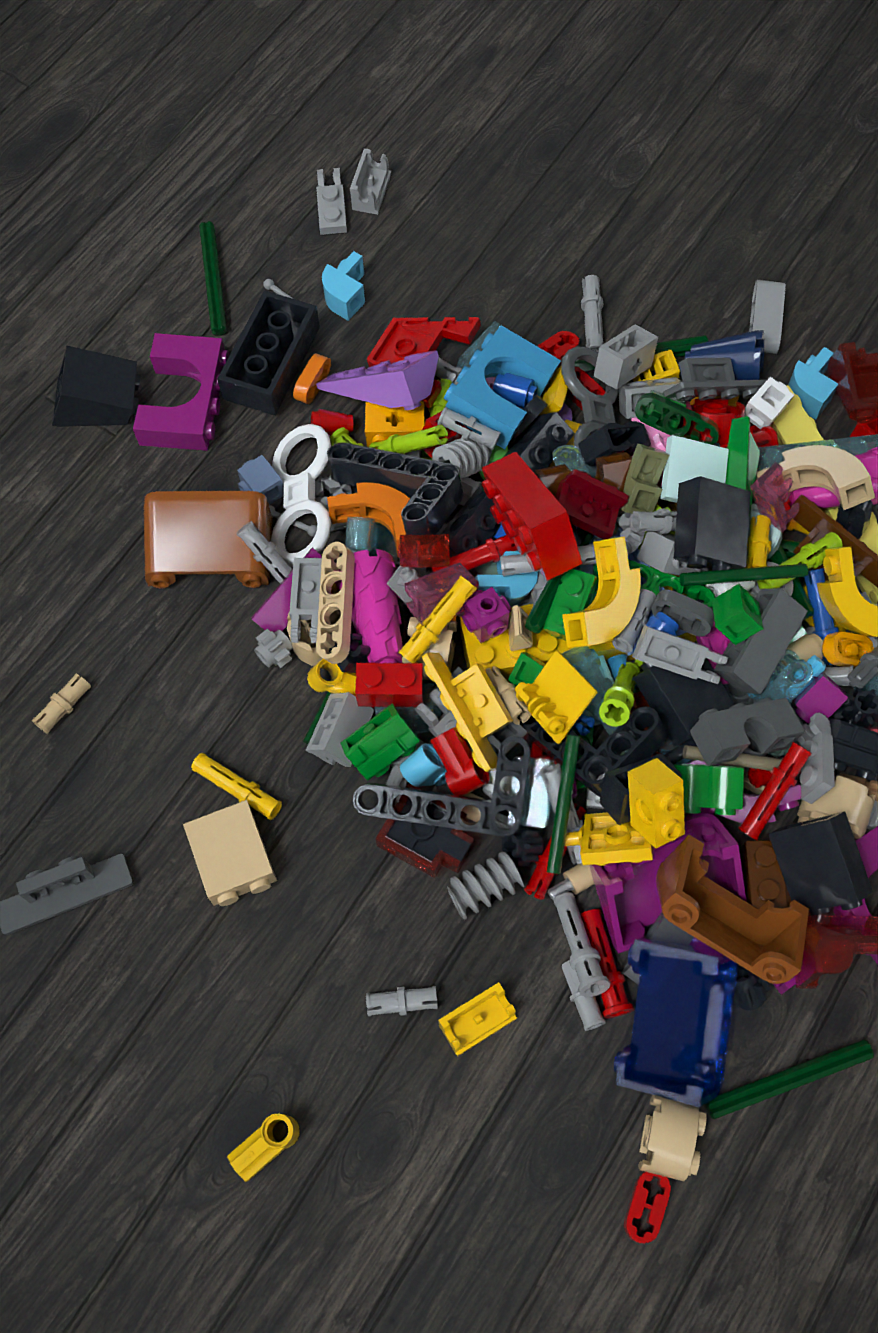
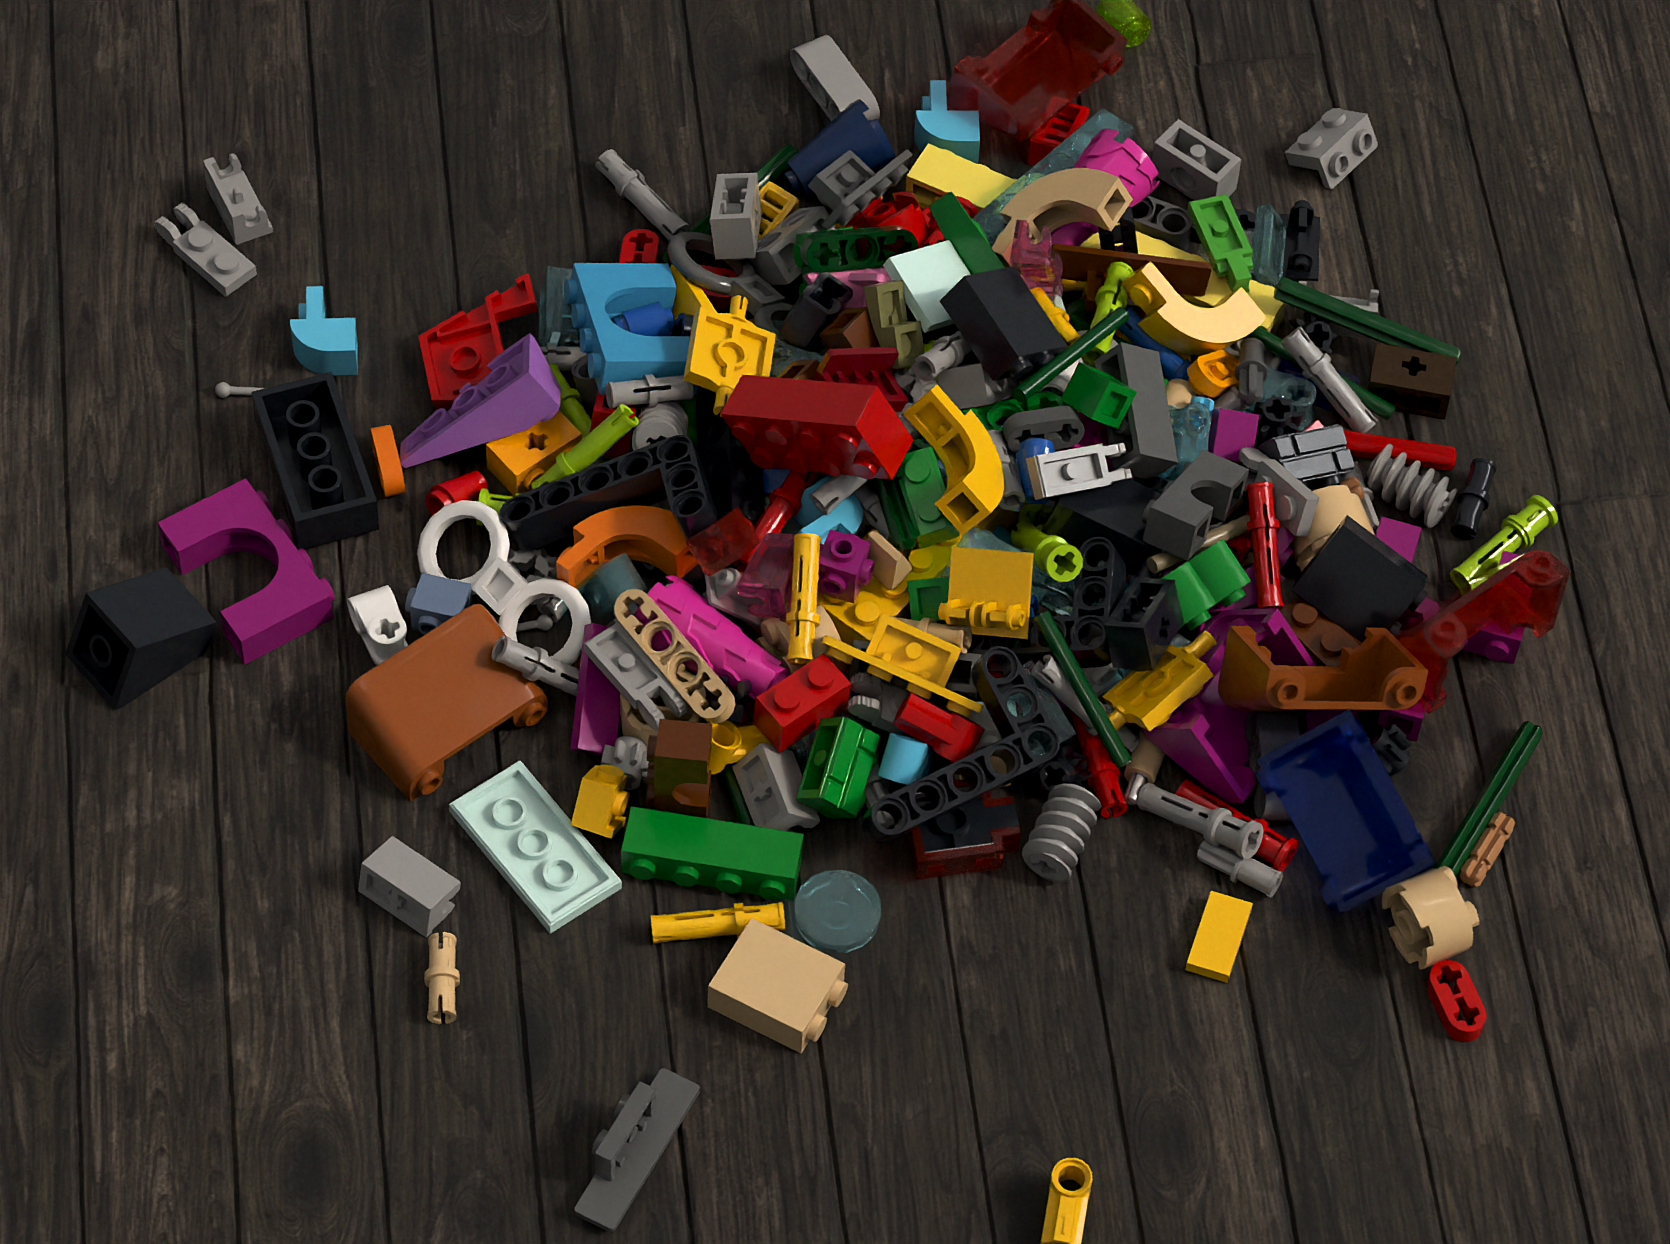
camera: 45 degrees left, 10 degrees down
(93, 634) = (408, 885): none -> light grey hinge
(184, 662) = (535, 846): none -> light aqua tile
(213, 278) = (147, 423): dark green axle -> none
(221, 467) = (378, 622): none -> white piece
(234, 662) = (601, 801): none -> yellow brick
(270, 740) = (712, 854): none -> green brick
(280, 678) = (680, 768): none -> reddish brown arch
(312, 831) = (837, 911): none -> clear light blue tile
(401, 1001) = (1075, 996): light grey pin -> none
(477, 1019) = (1163, 958): yellow hinge -> none
(528, 1032) = (1219, 936): none -> yellow tile
(533, 433) = (725, 348): none -> yellow plate
(656, 803) = (1179, 614): yellow brick -> none
(762, 1112) = (1487, 849): none -> medium nougat axle
(768, 403) = (931, 172): white brick -> none

